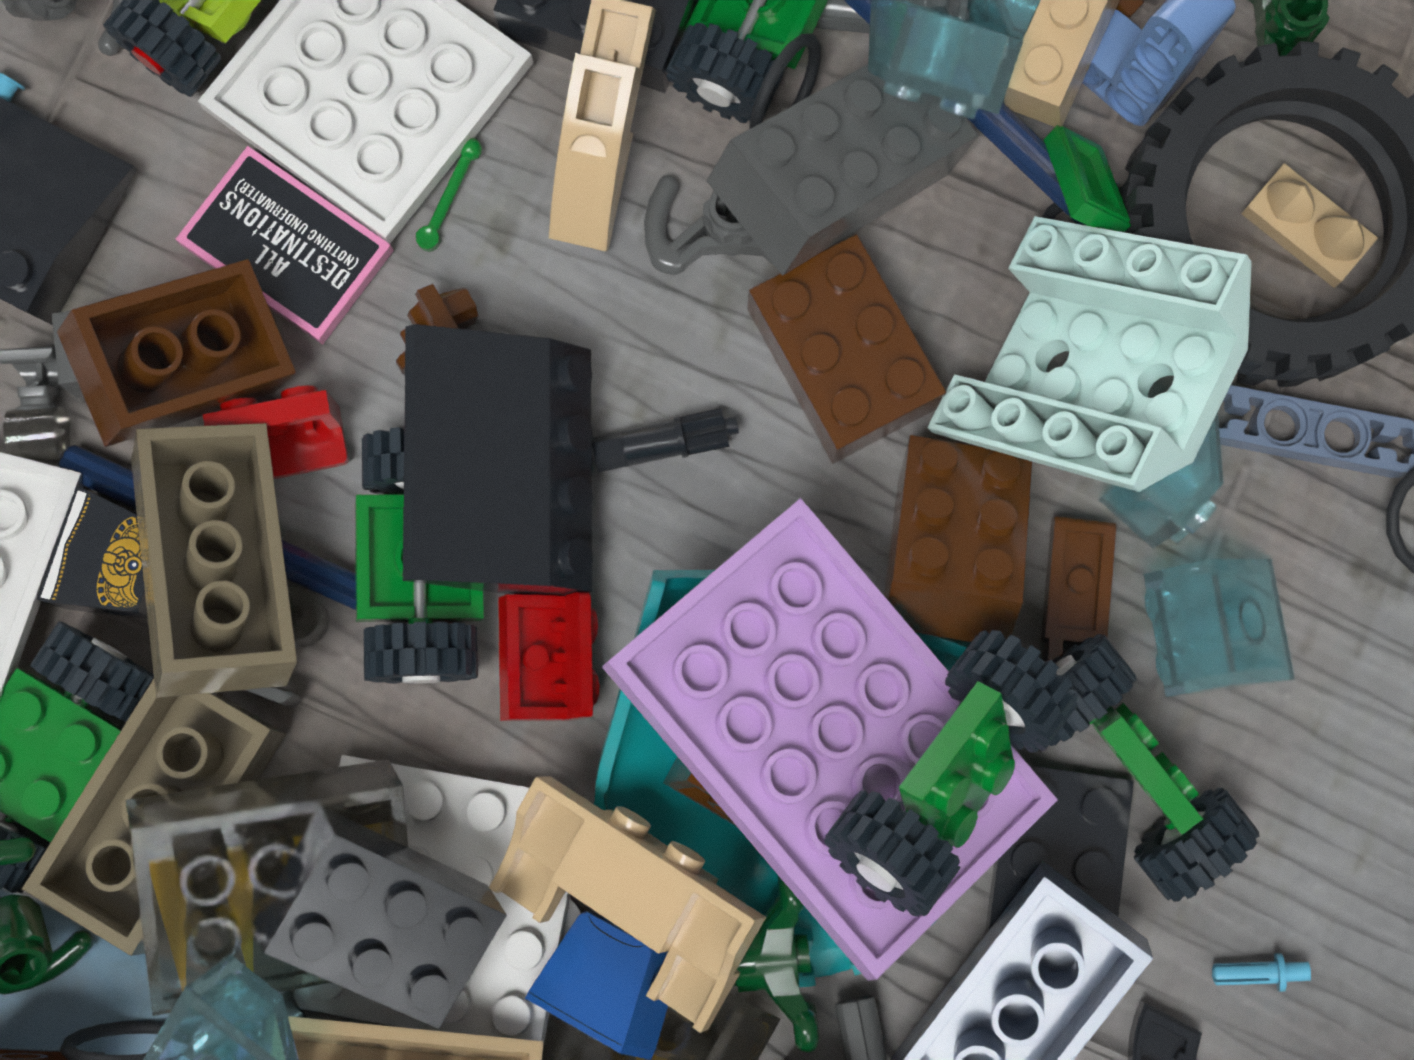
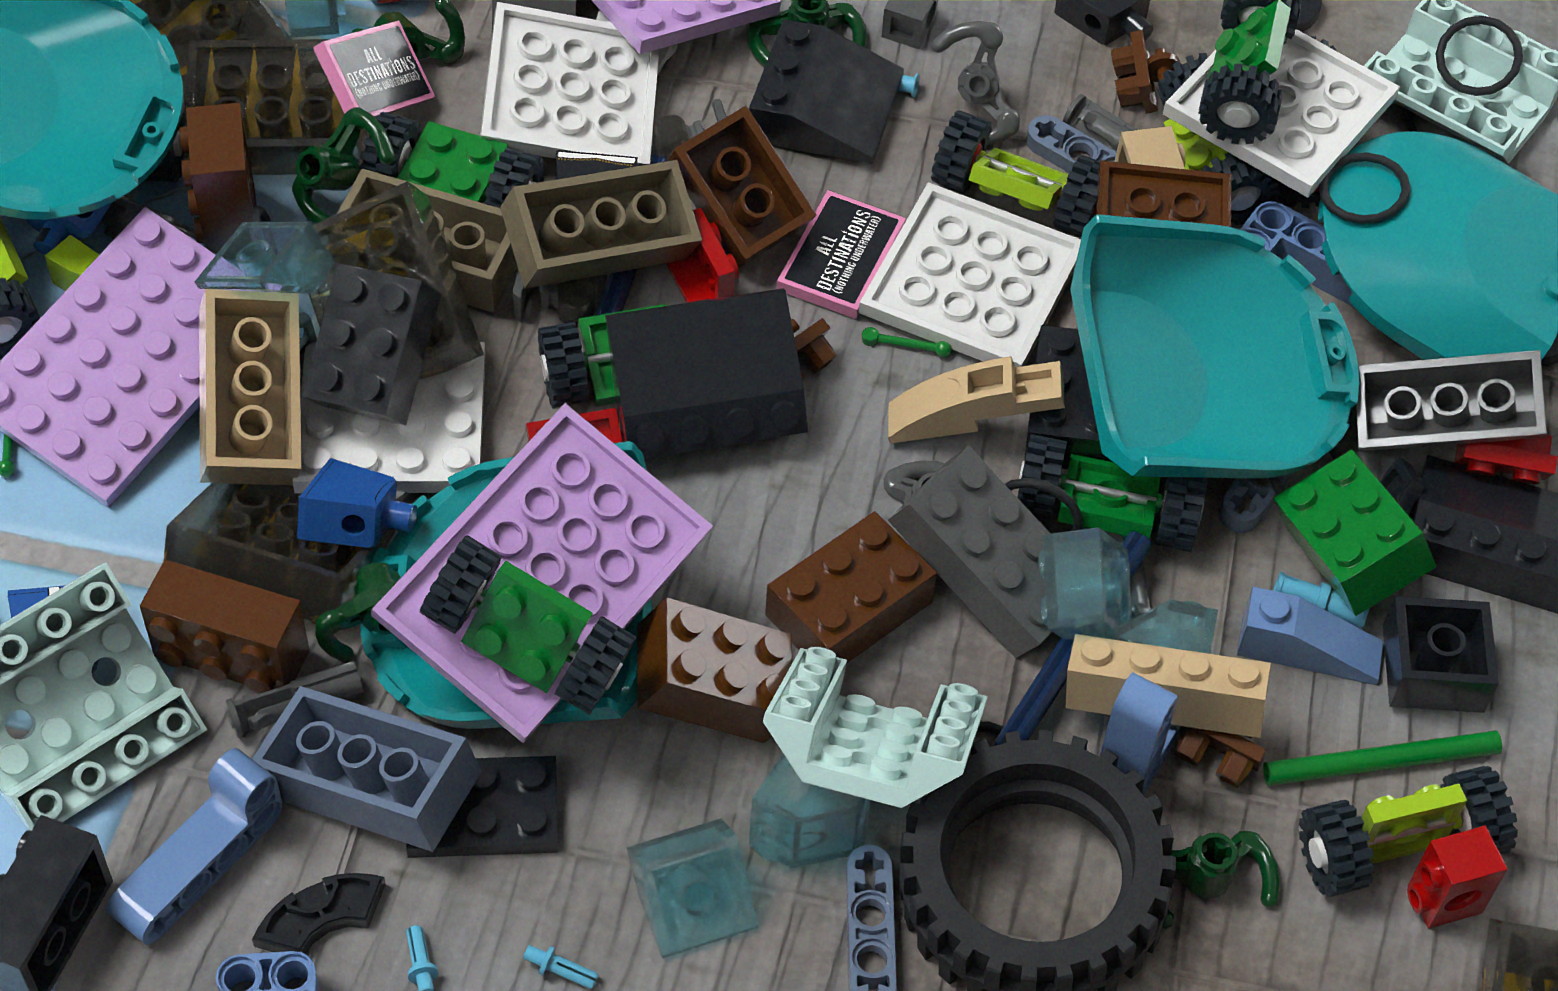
camera: 75 degrees right, 25 degrees down
(636, 884) = (417, 488): tan bracket -> none
(664, 440) = (758, 504): black piece -> none
(1077, 583) = (690, 784): reddish brown hinge -> none
(1086, 180) = (1021, 714): green tile -> none
(1200, 834) = (565, 819): black plate -> none
(1287, 813) = (560, 966): none -> medium azure piece
(1309, 225) = (1050, 906): tan tile -> none

